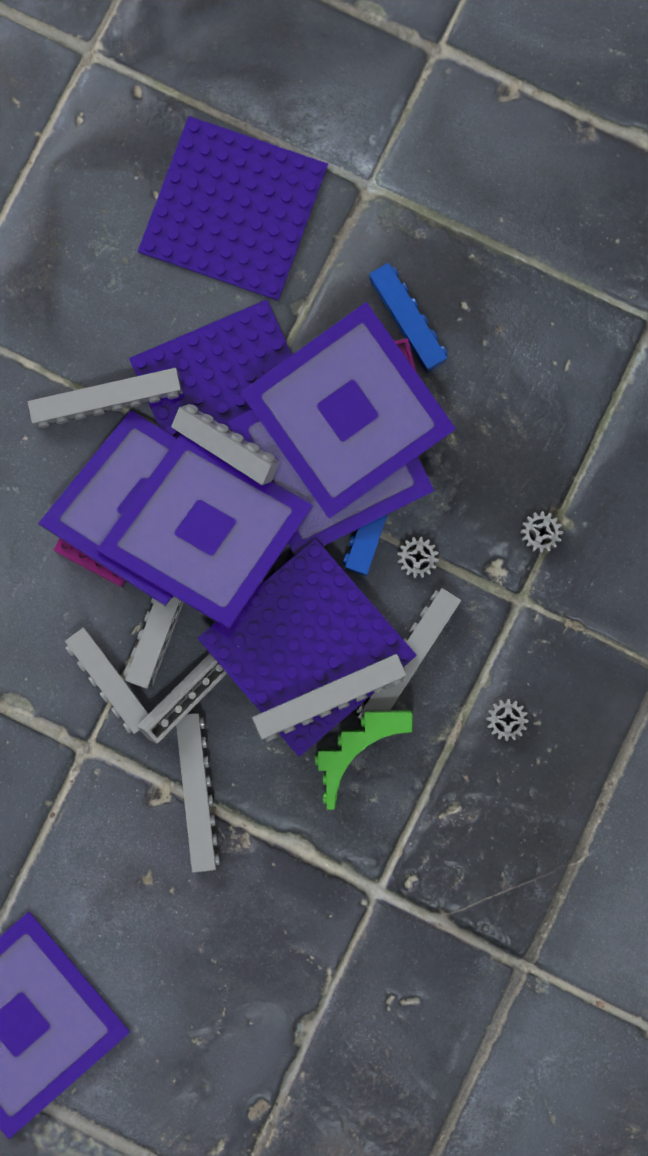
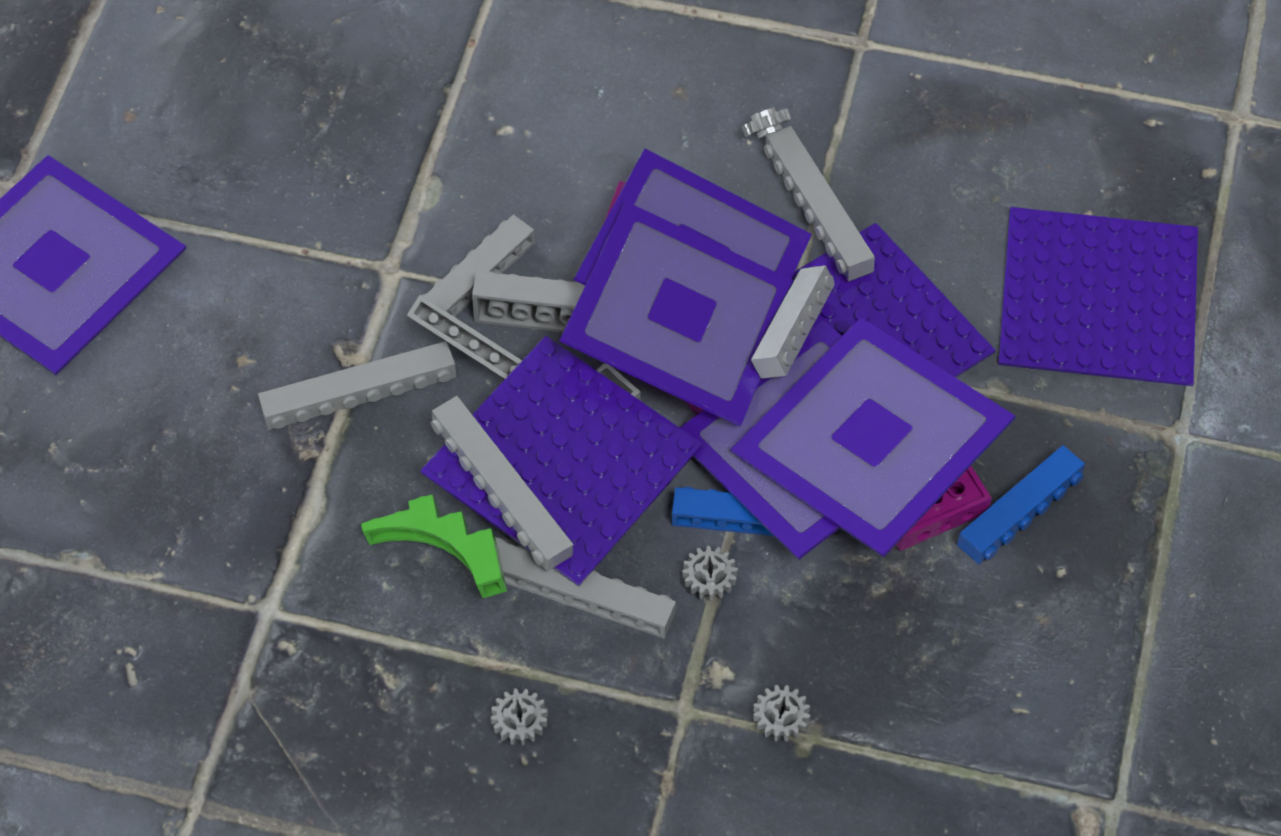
camera: 80 degrees right, 25 degrees down
(20, 419) = (766, 122): none -> light grey gear

